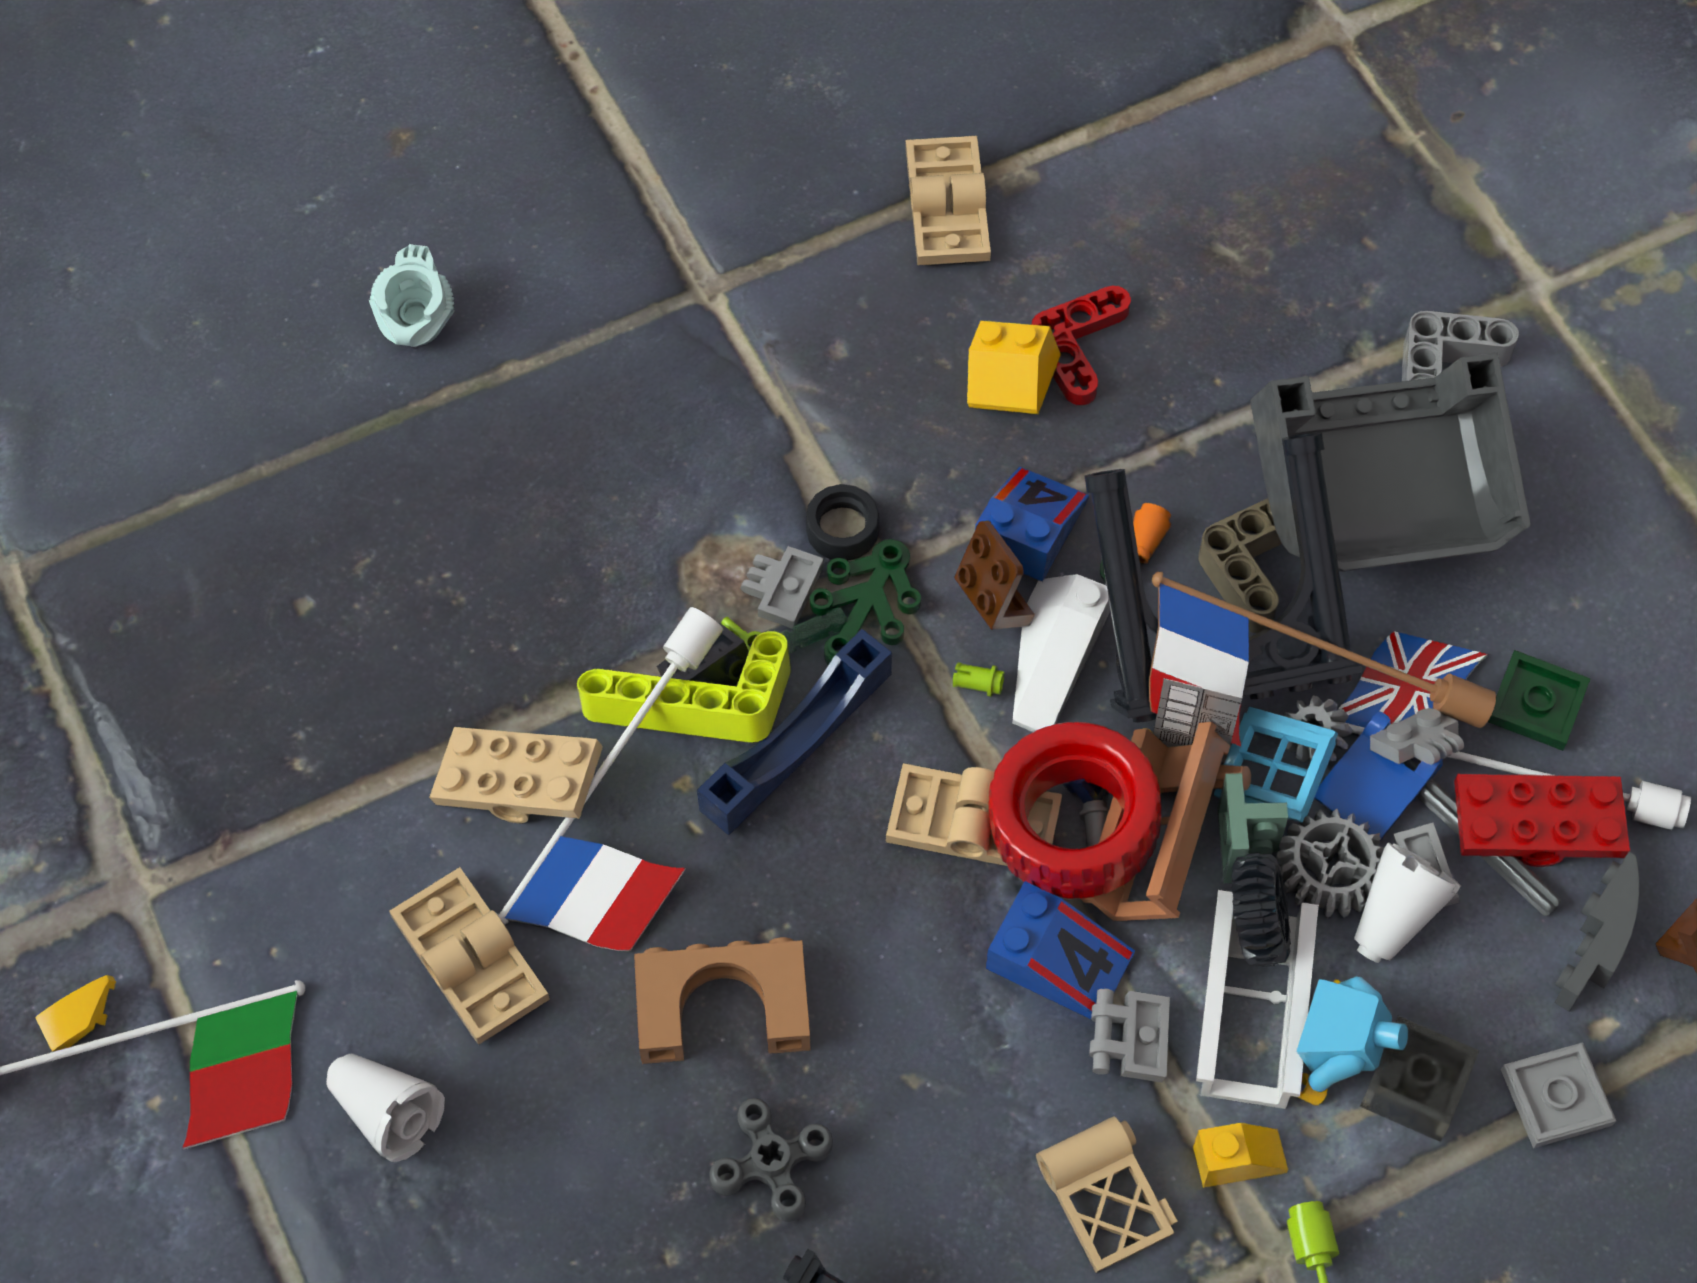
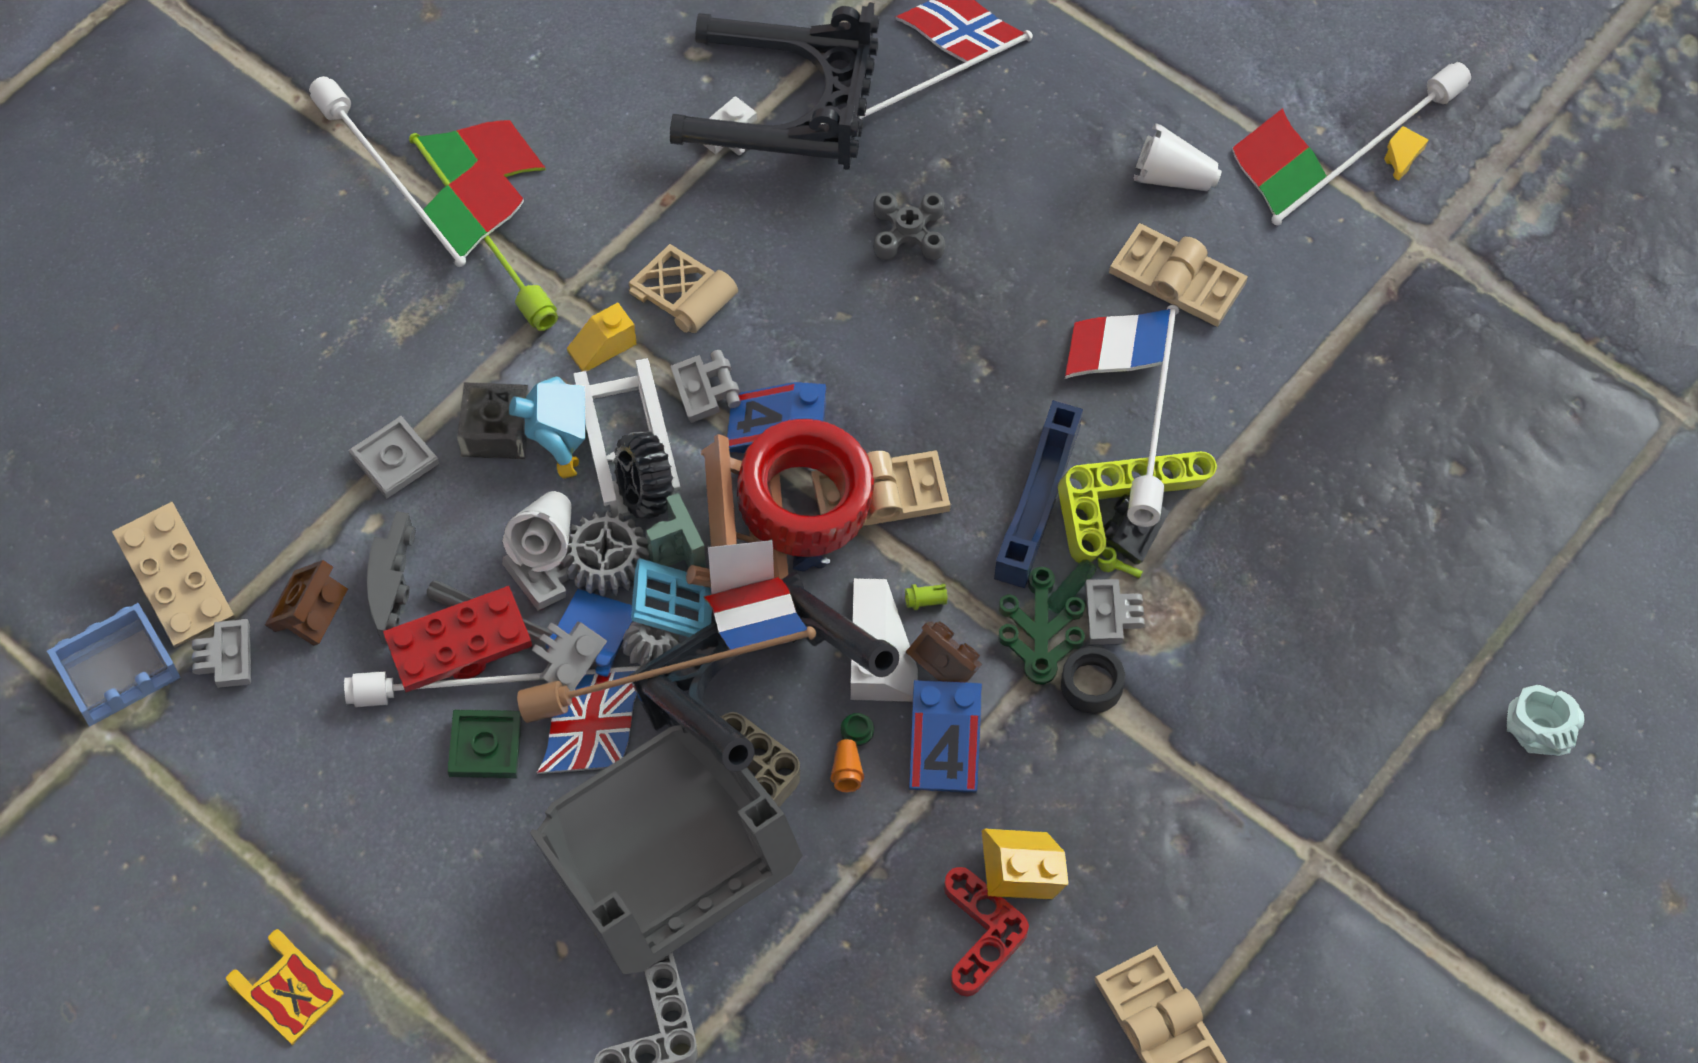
camera: 155 degrees right, 0 degrees up
(516, 773) = (1220, 391): tan plate -> none
(670, 977) = (969, 335): medium nougat arch -> none

